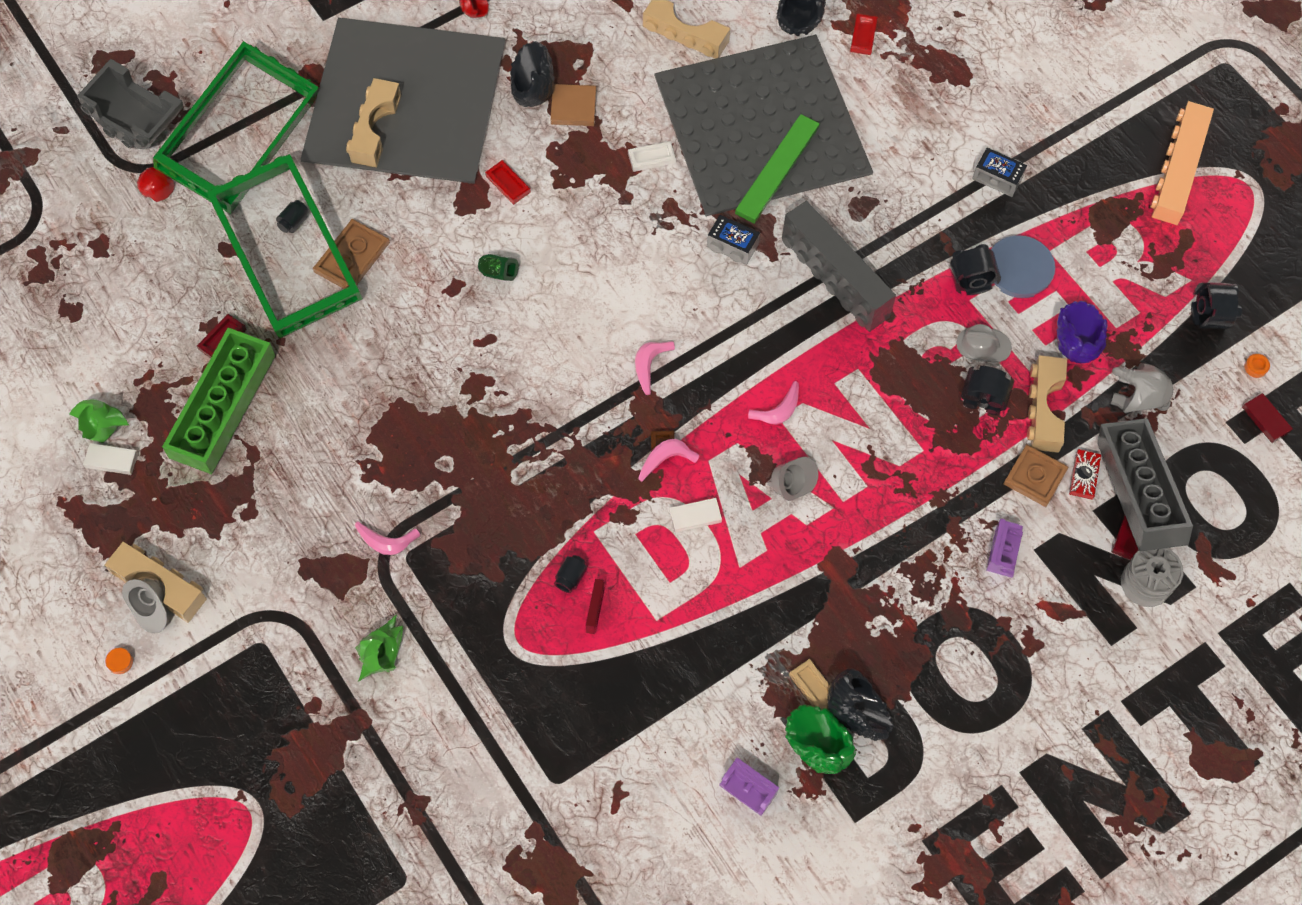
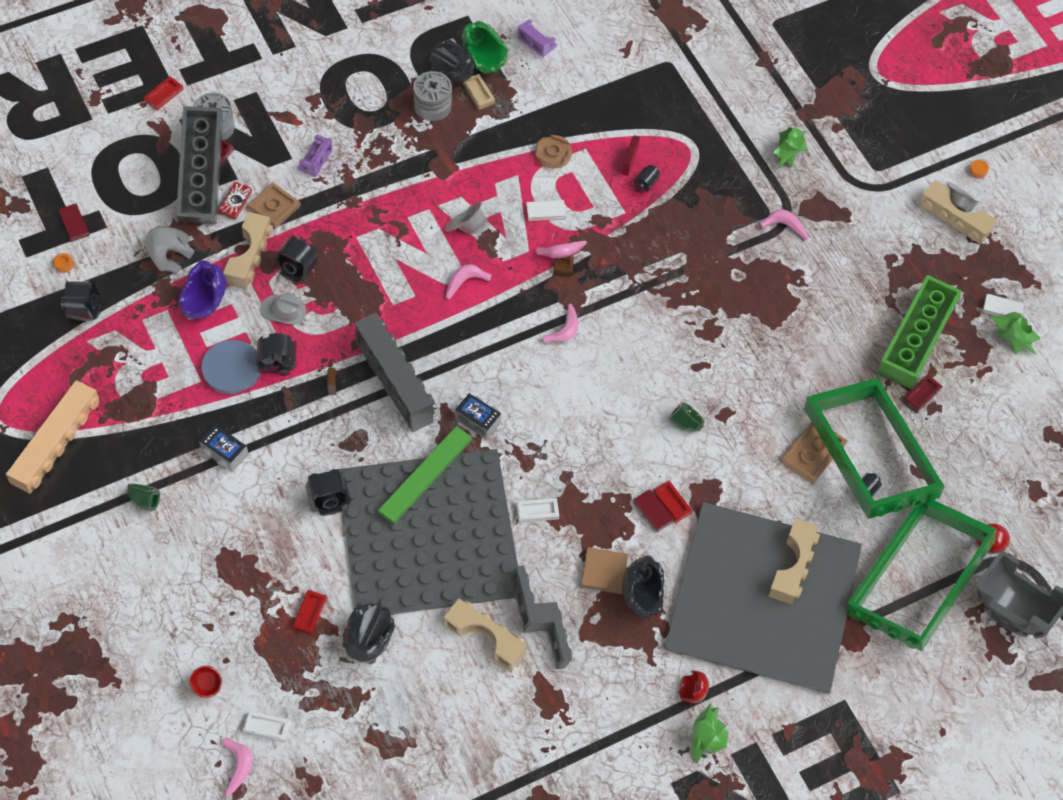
camera: 175 degrees left, 5 degrees down
(528, 169) = (653, 510): none -> dark red tile
(632, 45) = (541, 617): none -> dark grey bracket
(698, 605) = (553, 151): none -> medium nougat tile
(876, 131) = (327, 492): none -> black brick
(877, 664) = (432, 96): none -> light grey wheel
(904, 258) = (331, 381): none -> reddish brown tile
(1066, 114) = (143, 496): none -> dark green rock
(1230, 620) = (163, 93): none -> red tile

